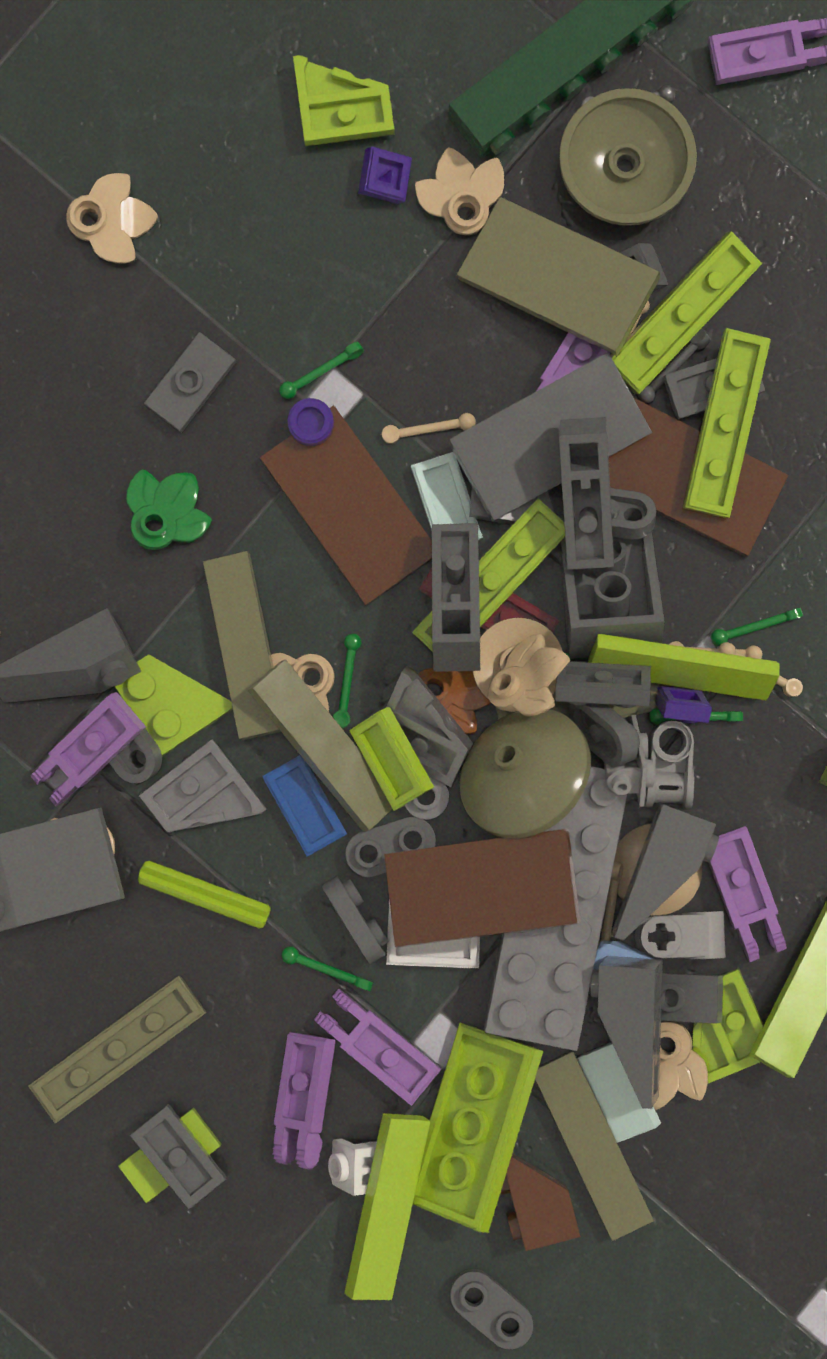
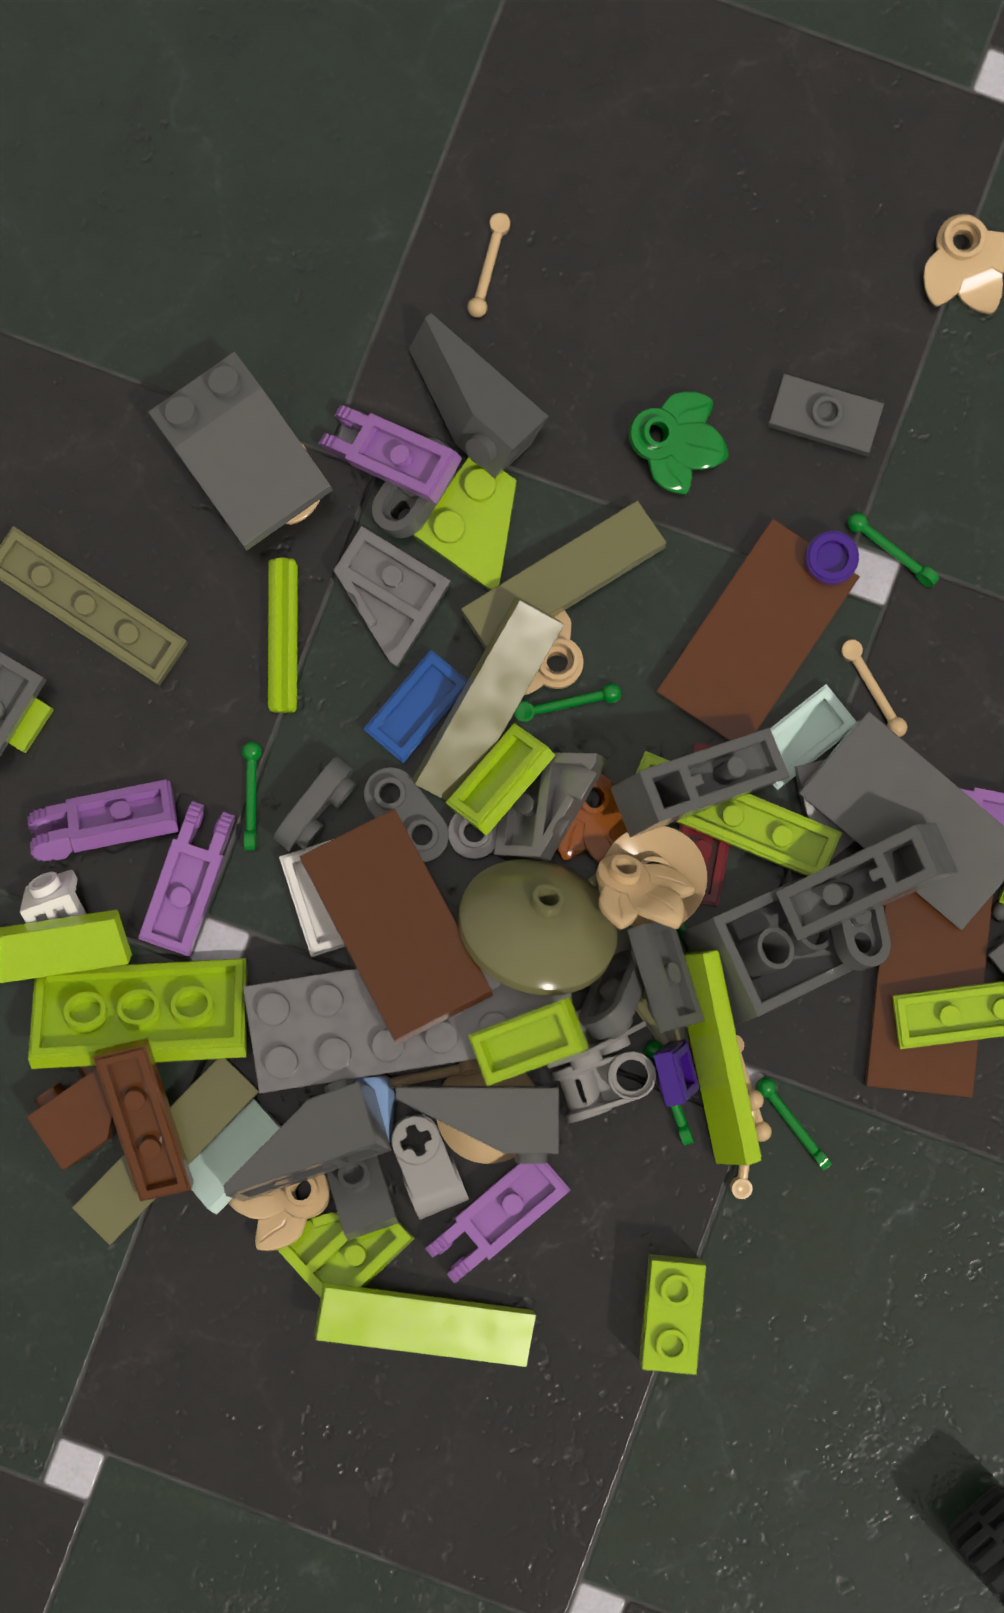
camera: 75 degrees right, 0 degrees up
(563, 1154) = (143, 1119): none -> reddish brown tile
(617, 814) = (528, 1041): none -> lime tile

